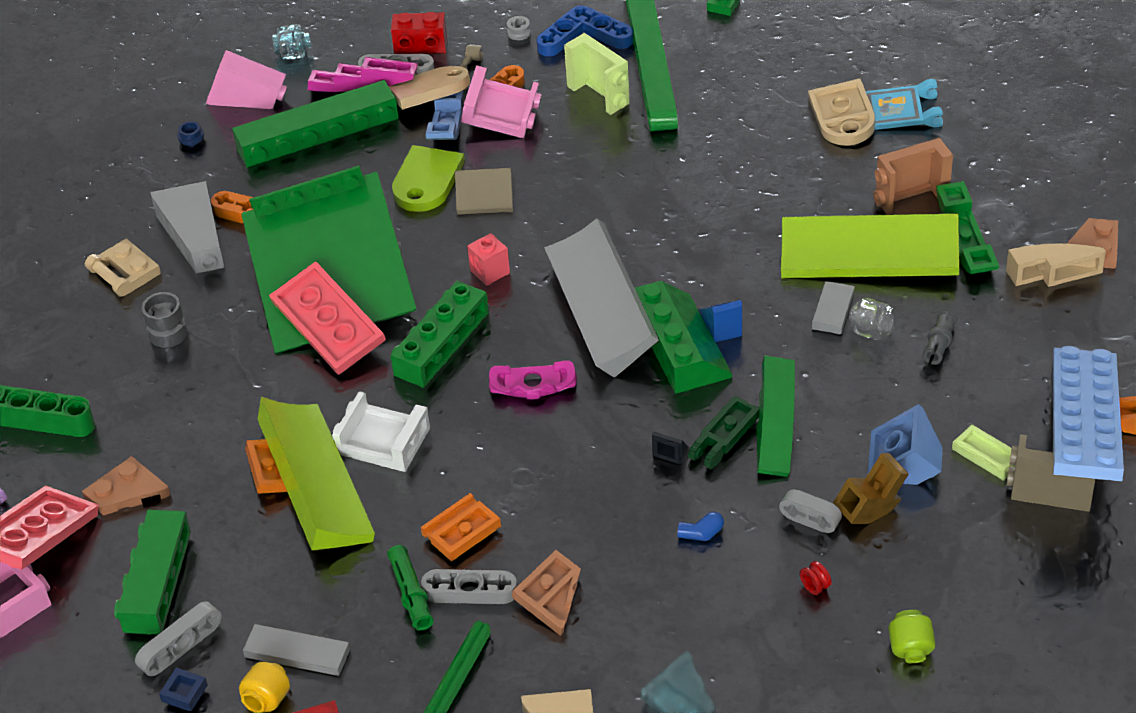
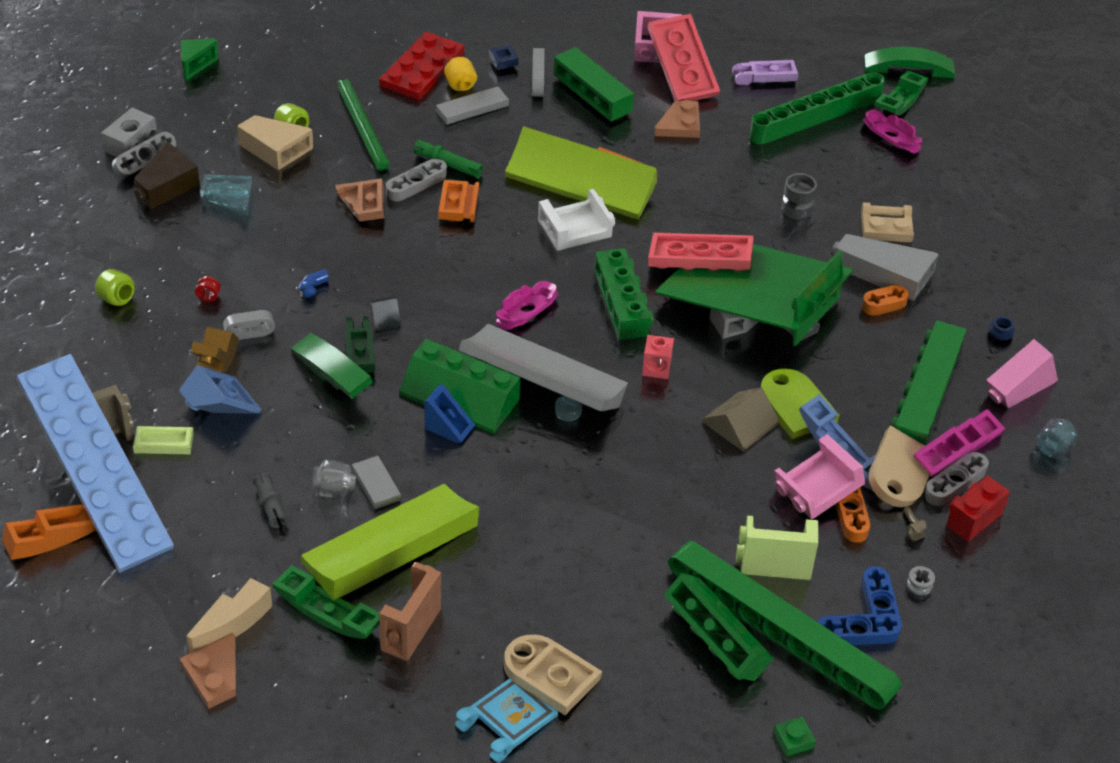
camera: 130 degrees right, 0 degrees up
(700, 62) = (718, 627): none -> green brick

